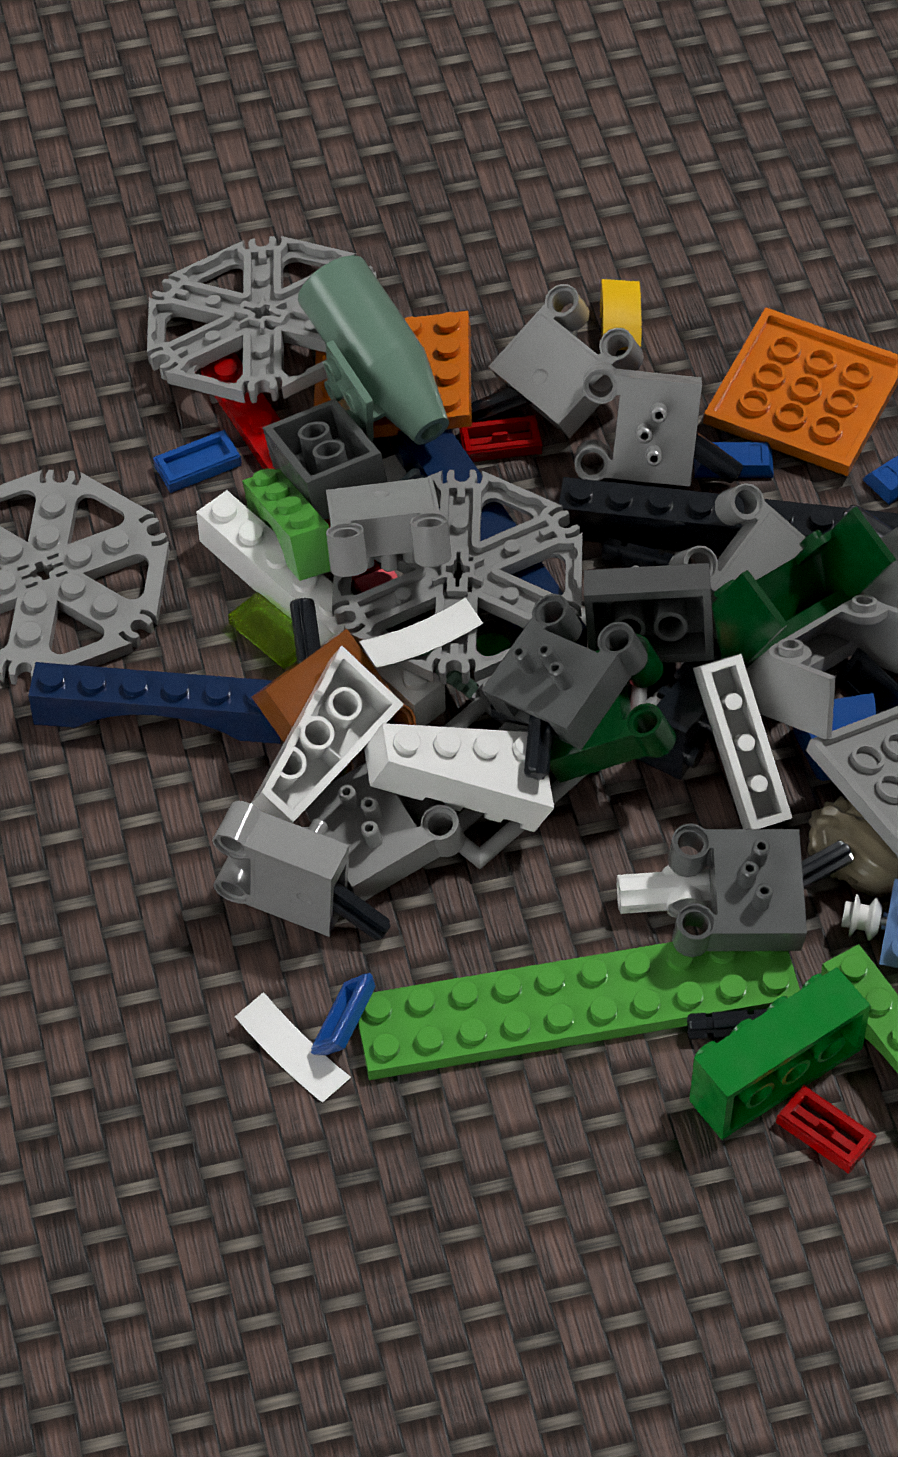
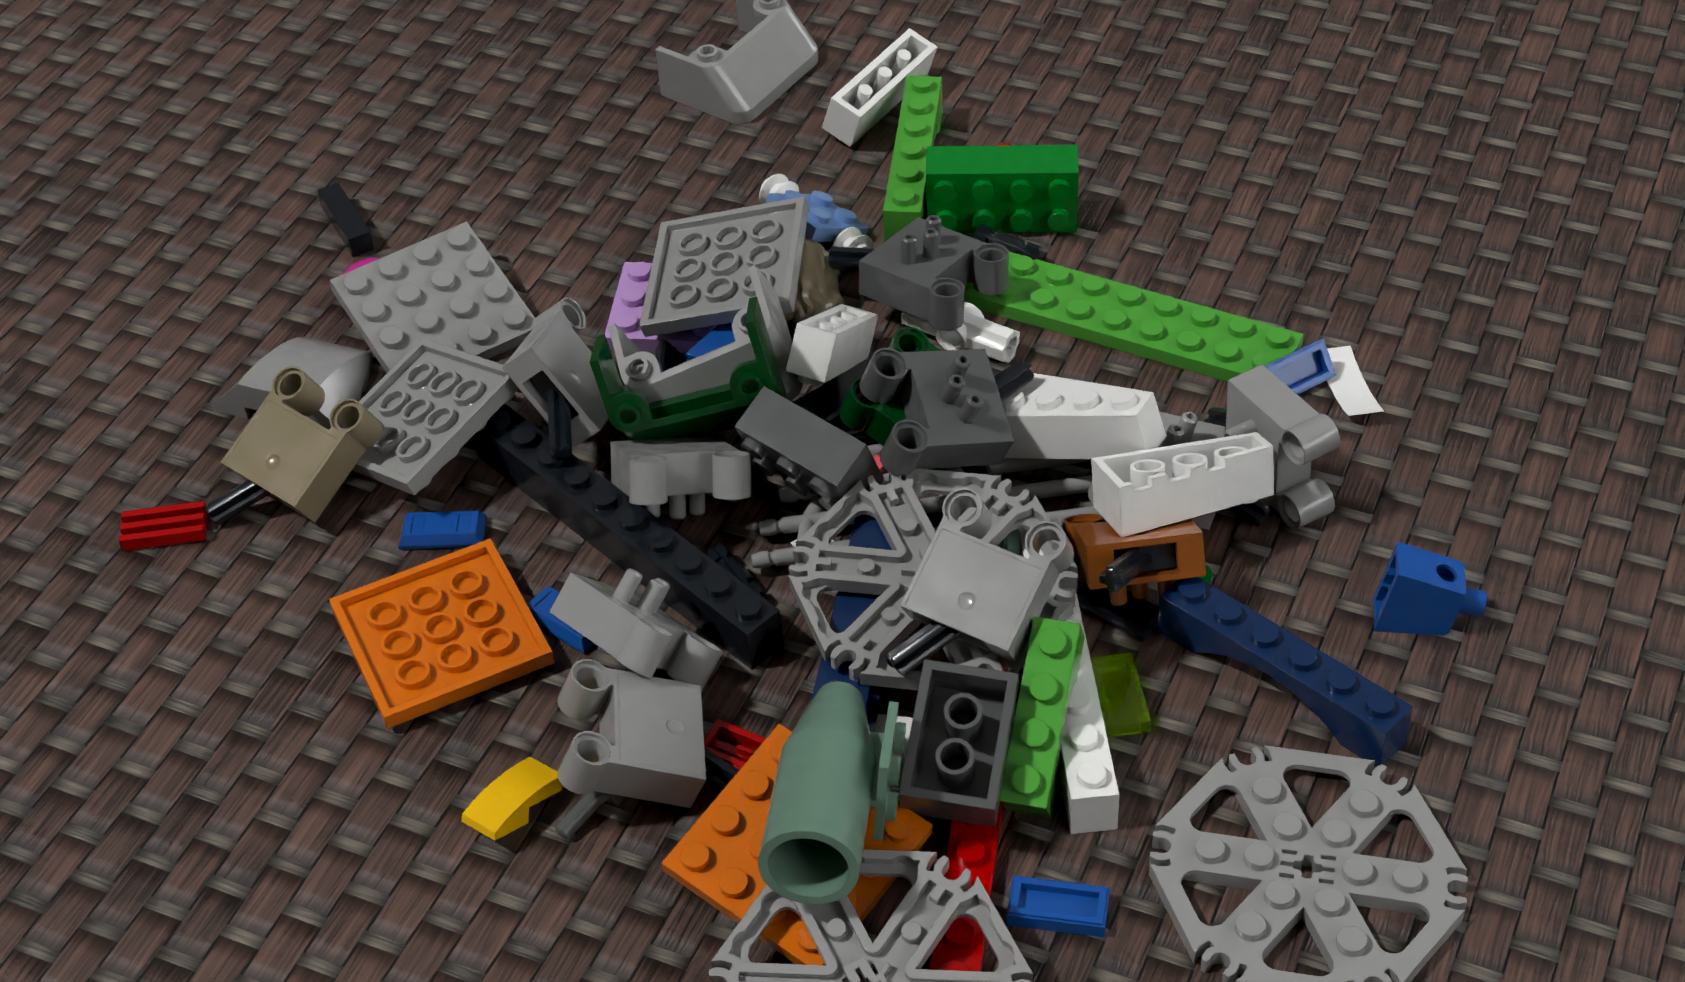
camera: 140 degrees left, 10 degrees down
(81, 821) = (1423, 593): none -> blue torso
(422, 636) = (1013, 526): white sticker -> none

